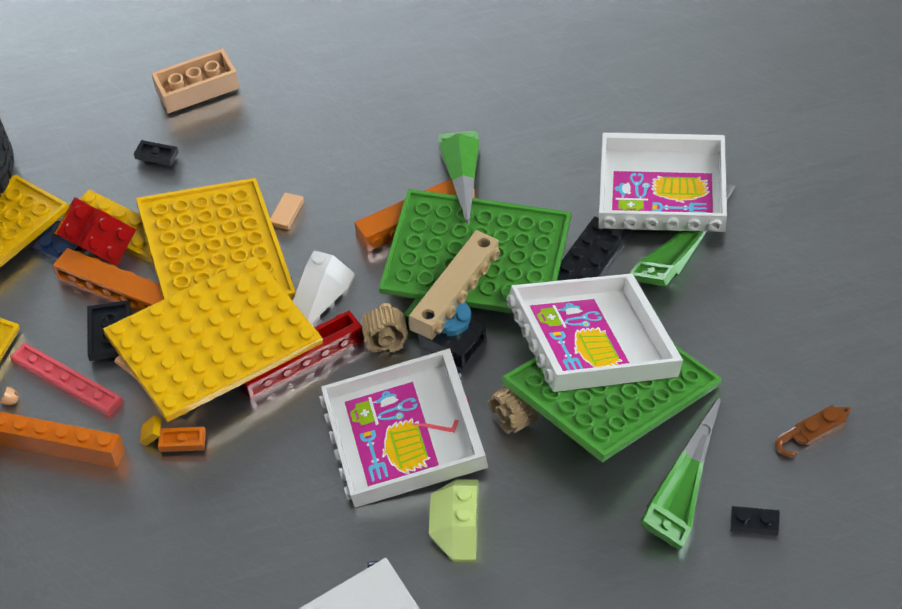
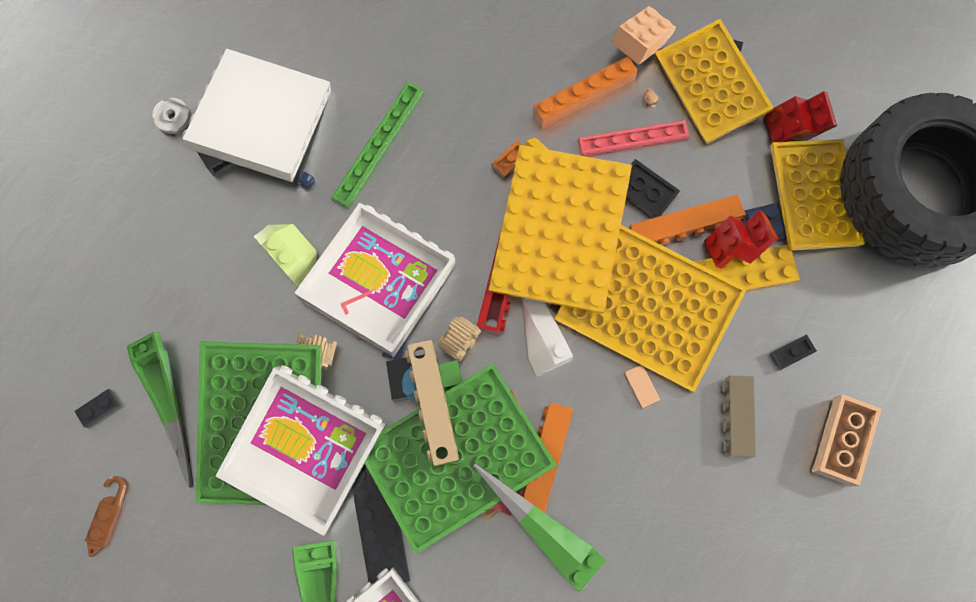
camera: 135 degrees right, 25 degrees up
(244, 143) = (739, 417): none -> dark tan brick
(276, 552) = (377, 145): none -> bright green tile

